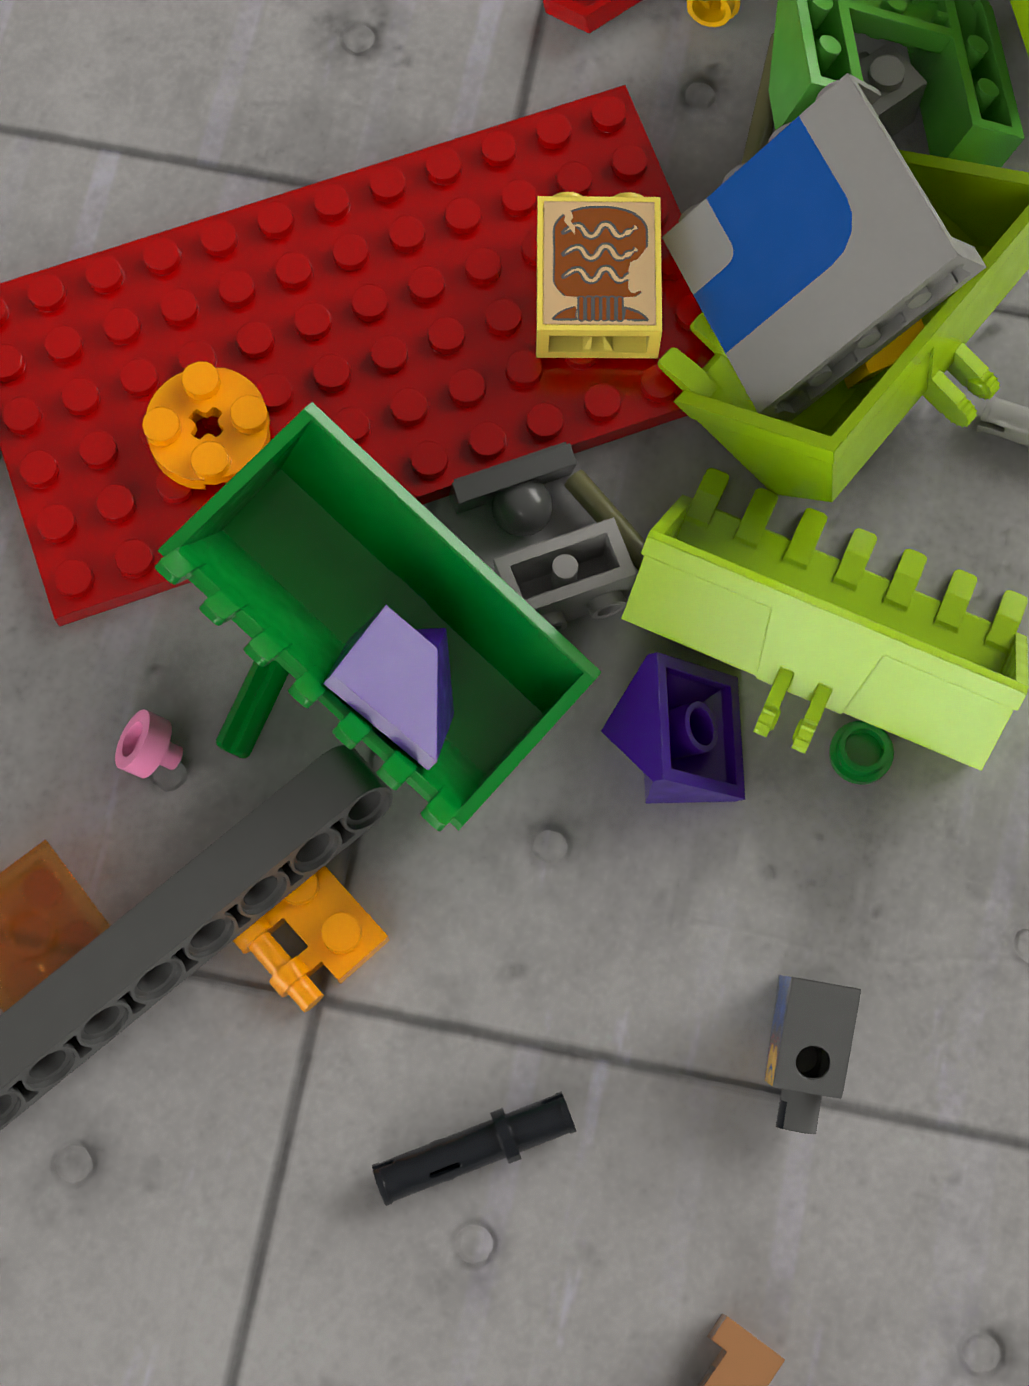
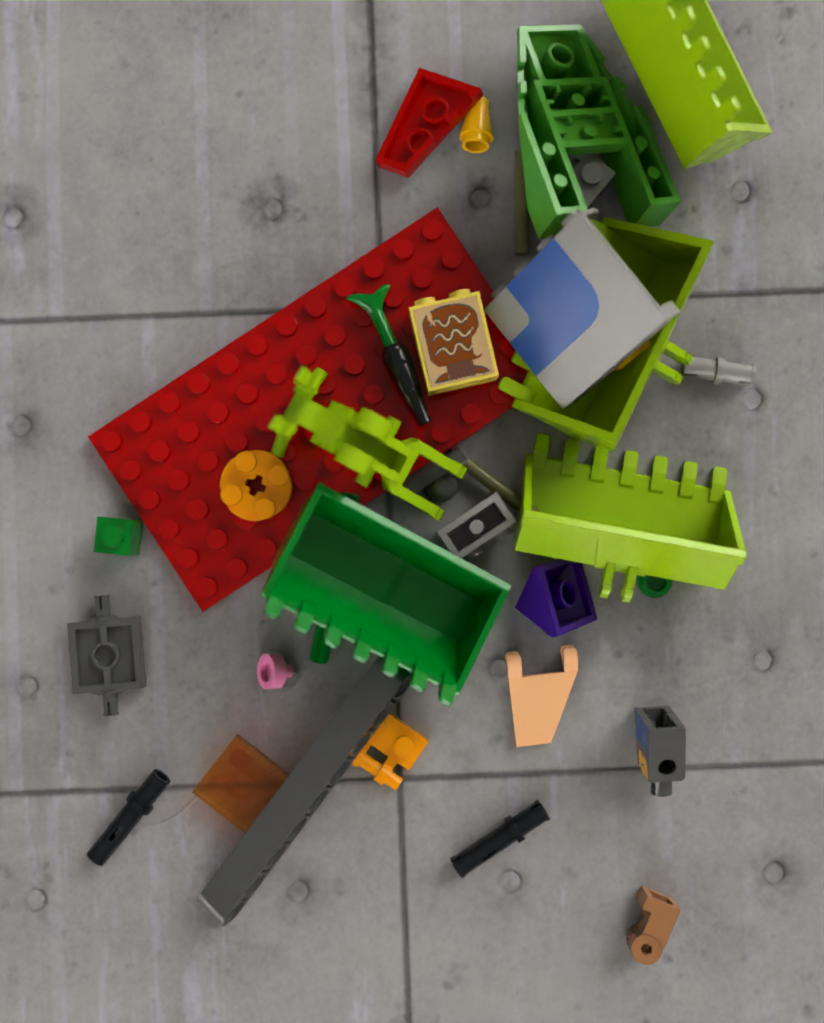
camera: 15 degrees left, 15 degrees up
(395, 354) = (358, 440): none -> lime piece
(398, 682) = (404, 623): slope -> none
(497, 276) = (395, 355): none -> black piece
(608, 911) = (539, 697): none -> light nougat flag

